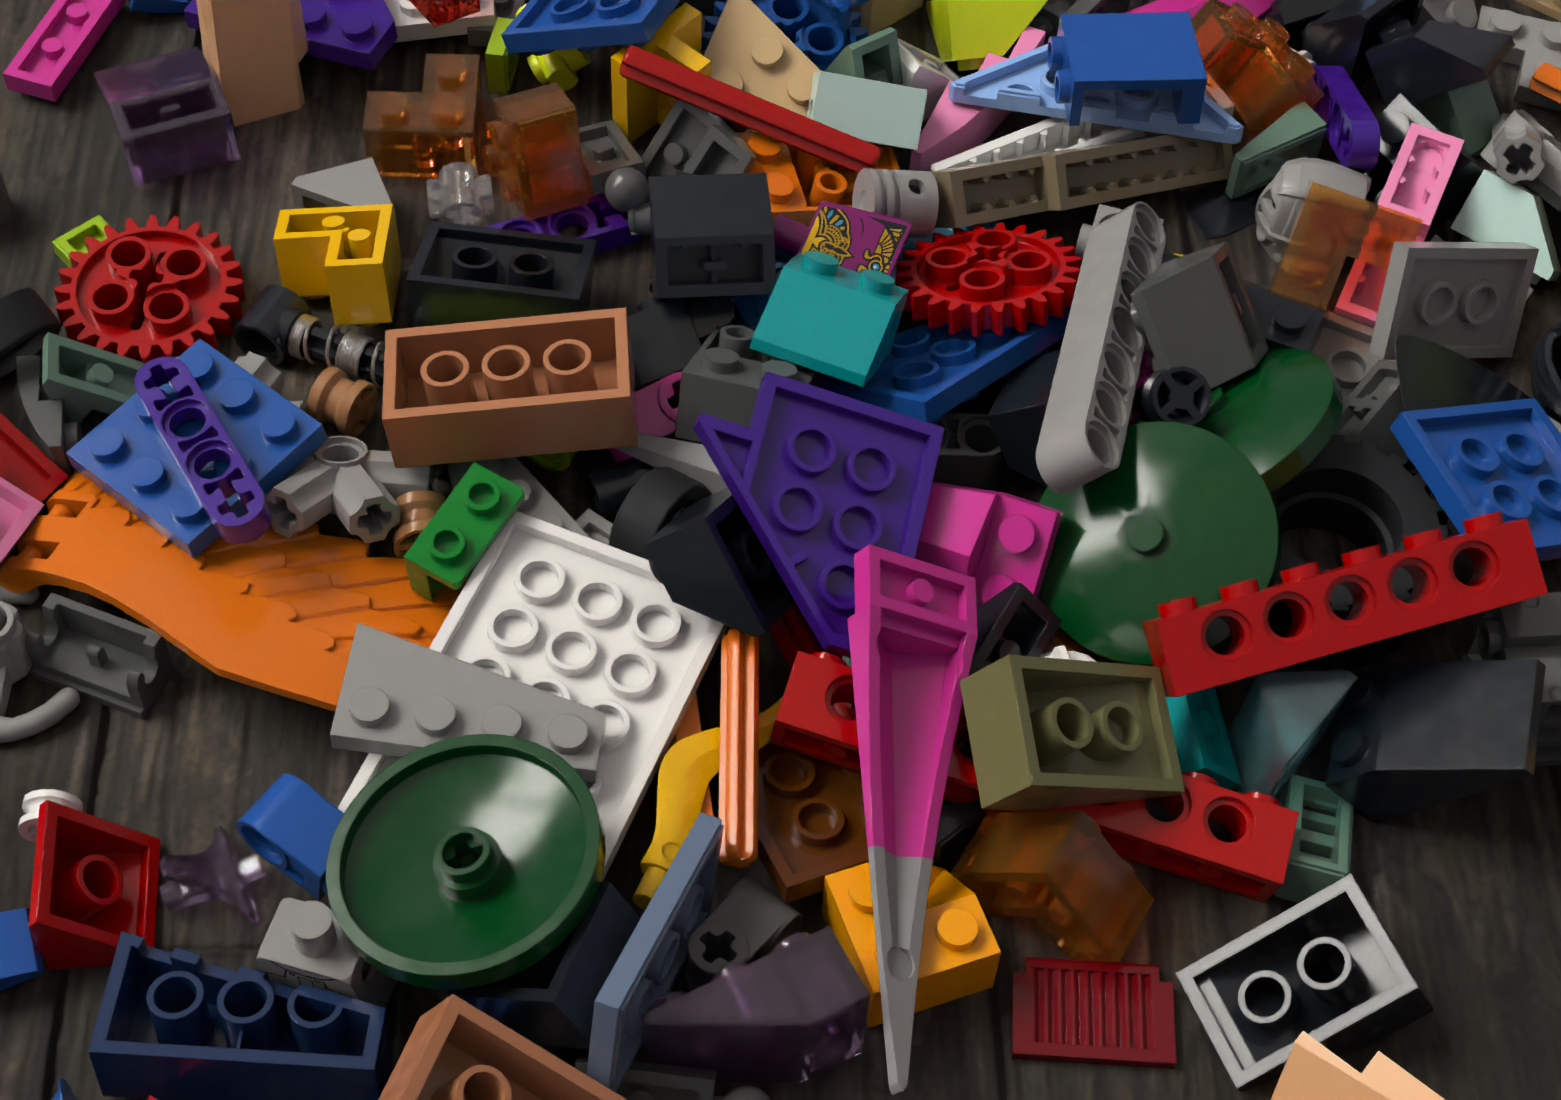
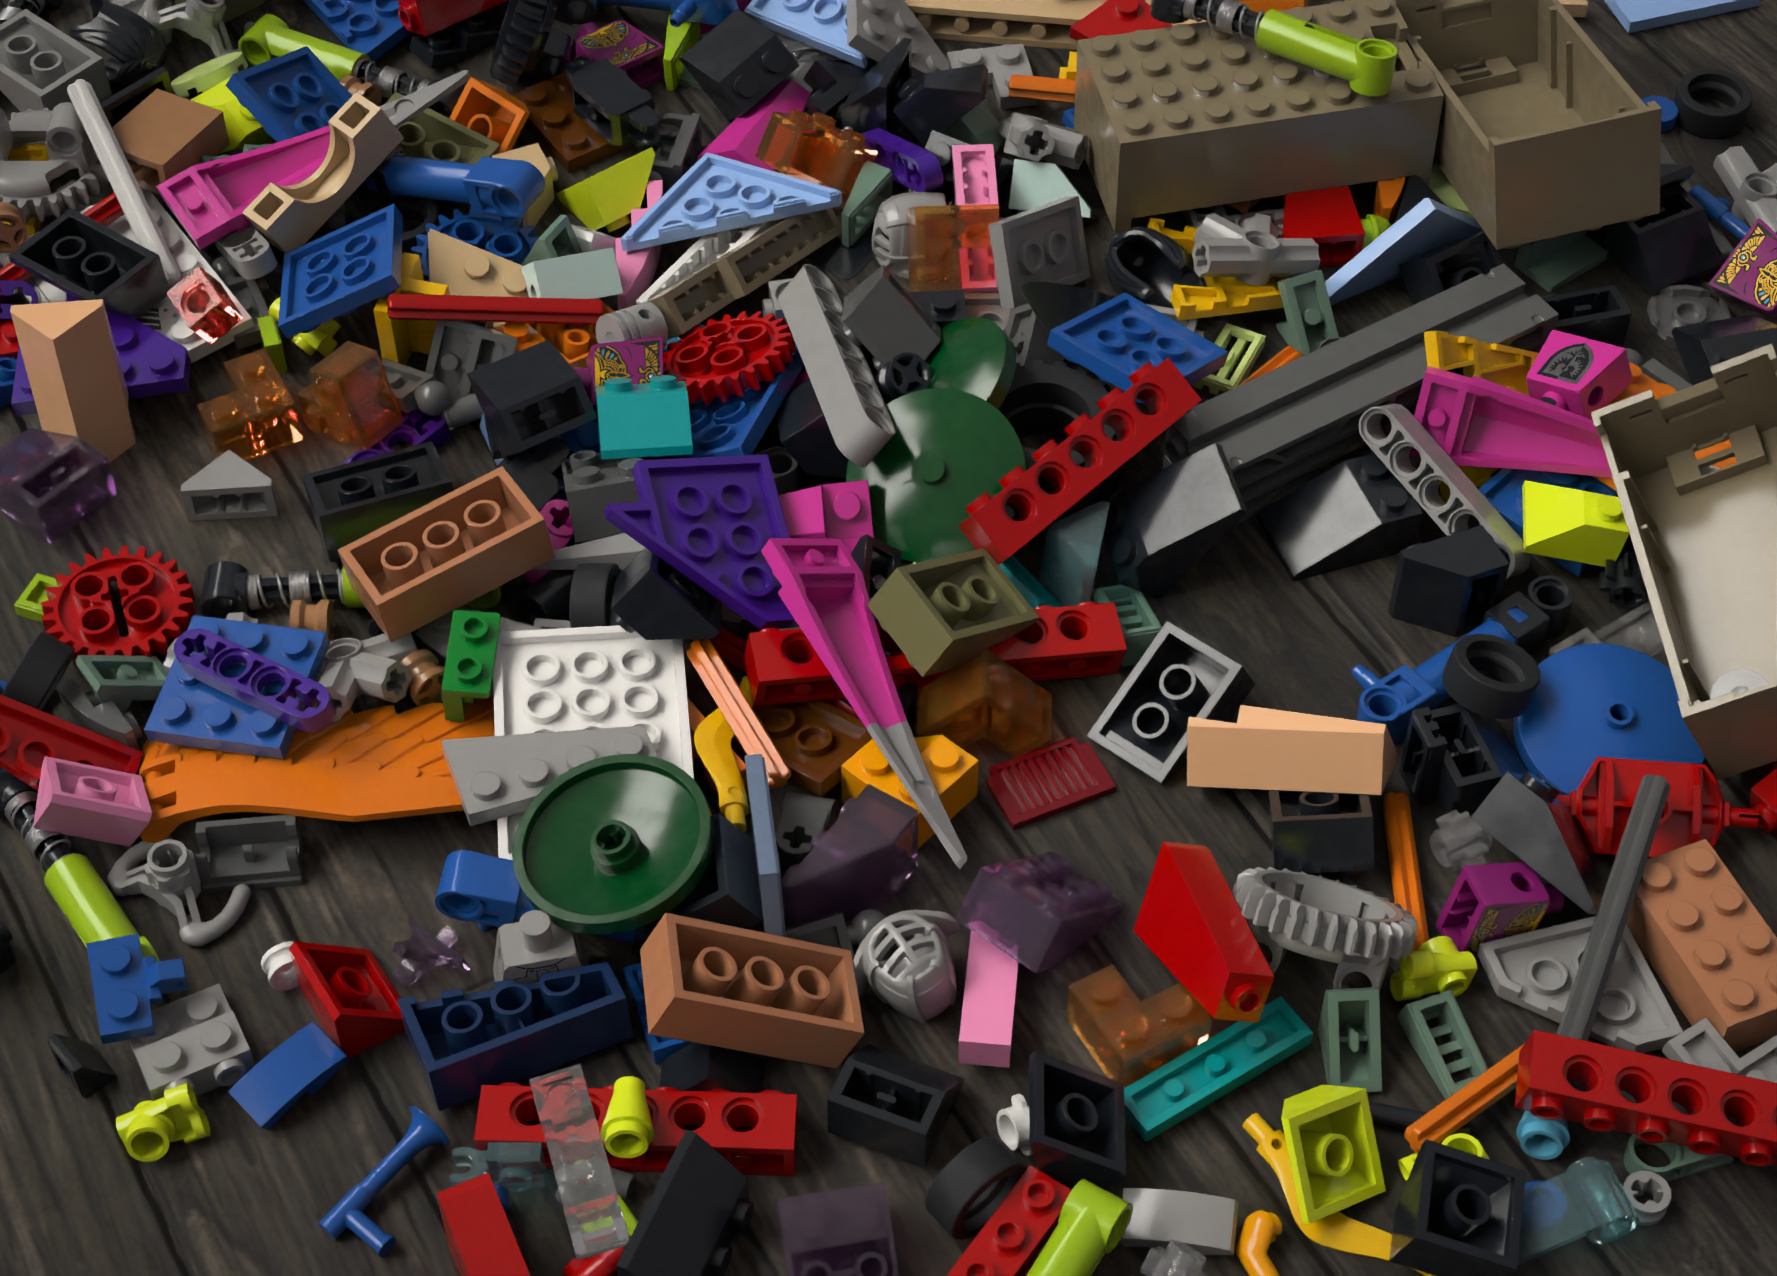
camera: 25 degrees left, 5 degrees down
(342, 255) = (251, 523): yellow brick -> none
(460, 195) = (306, 451): clear gear -> none
(1127, 54) = (740, 170): blue panel -> none

